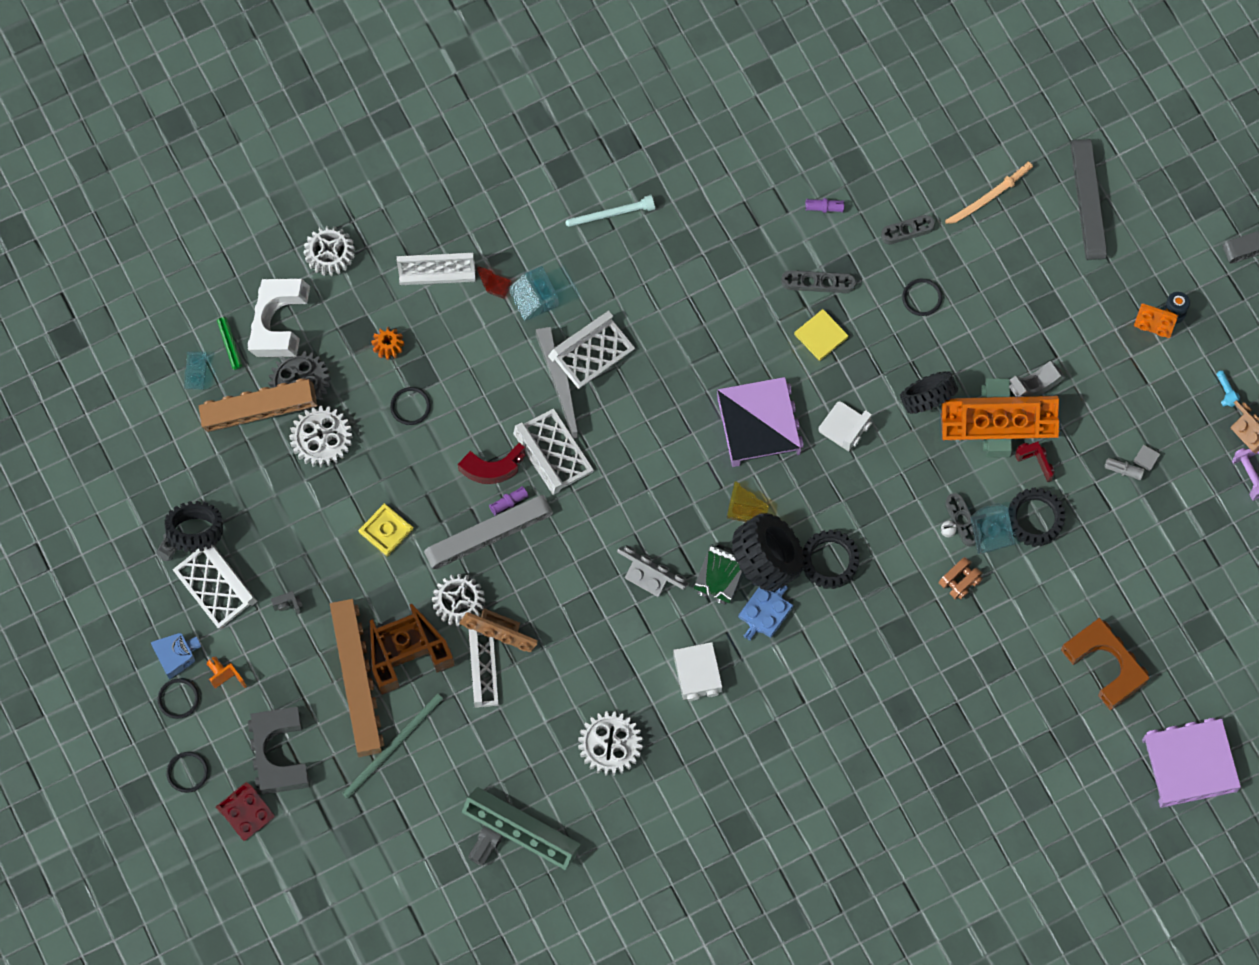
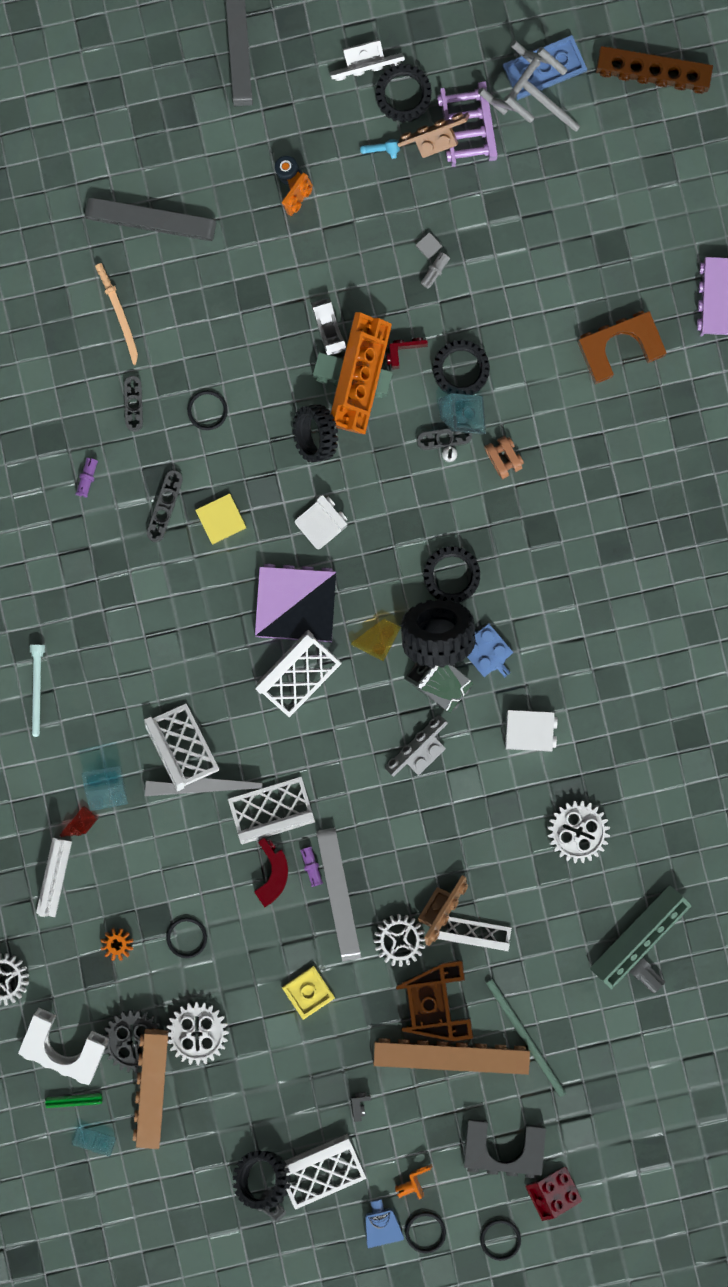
camera: 80 degrees left, 15 degrees up
(699, 423) = (285, 662): none -> white fence

